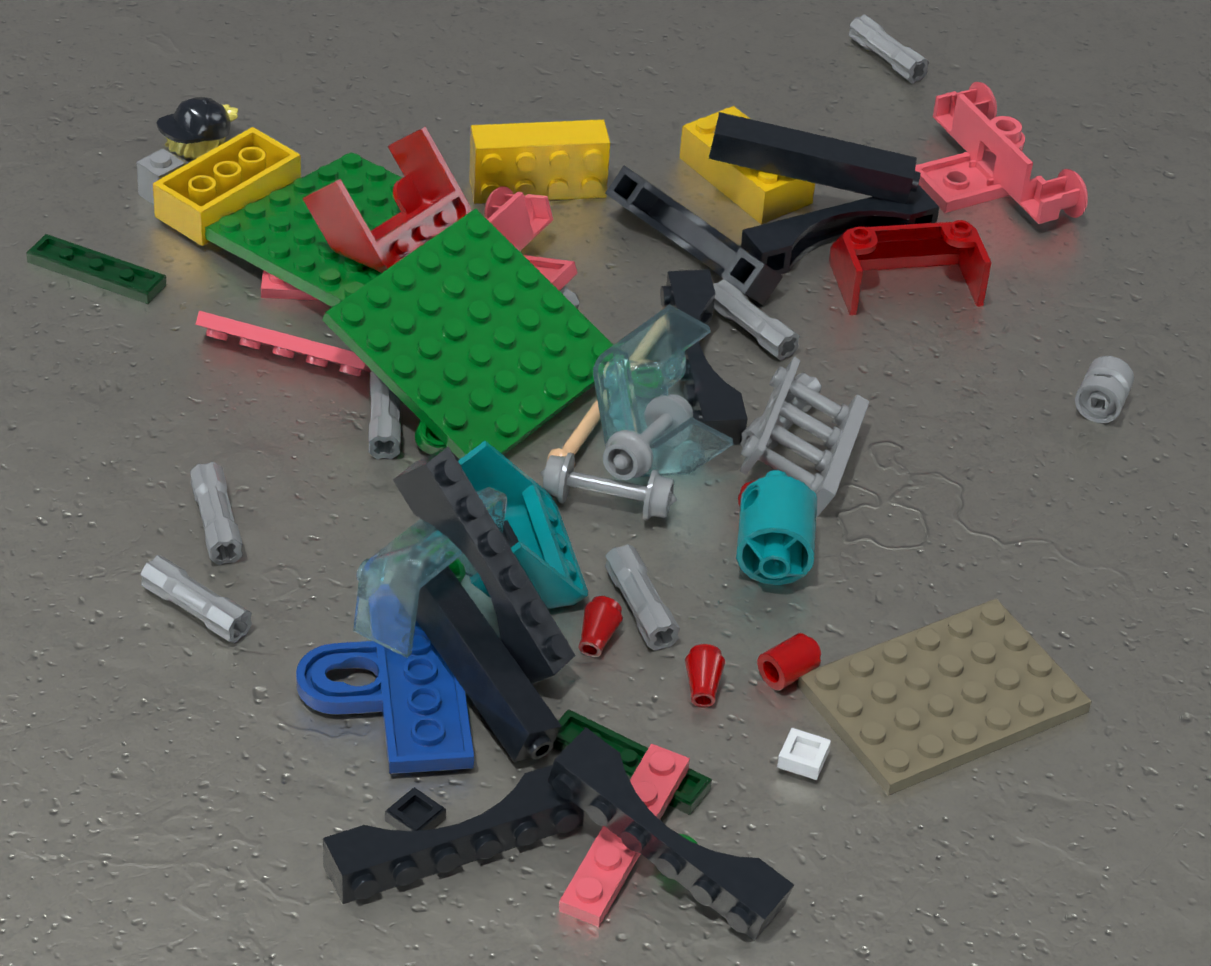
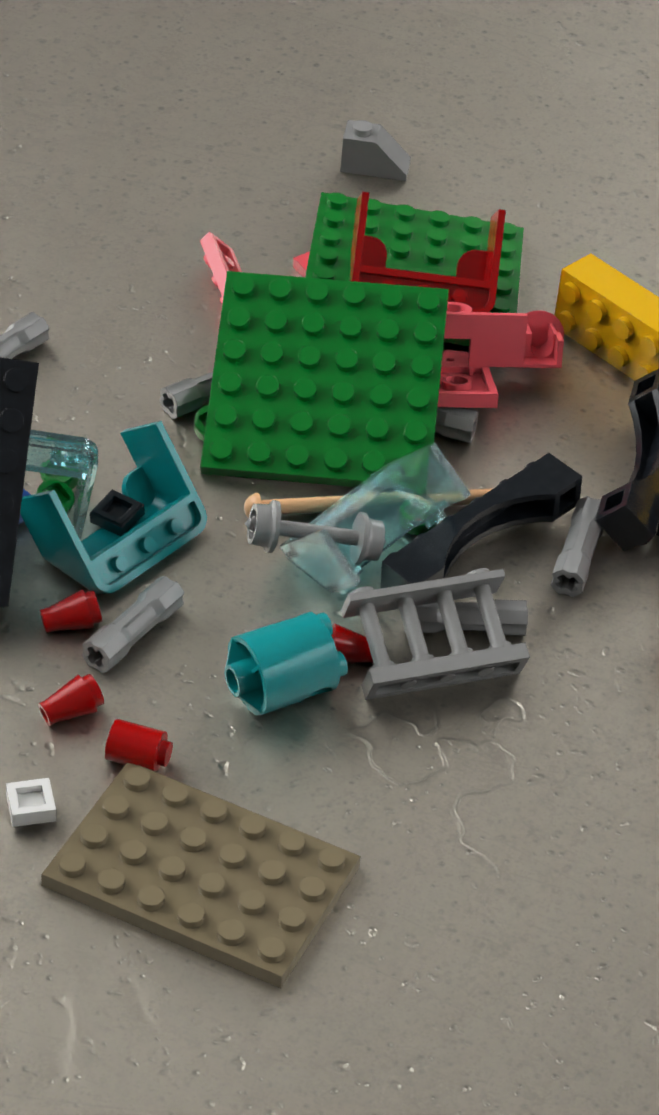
camera: 55 degrees right, 0 degrees up
(96, 268) = (226, 172): dark green tile -> none
(197, 126) = (446, 135): black hair -> none
(224, 182) = (389, 173): yellow brick -> none
(657, 495) = (261, 573): light grey piece -> none

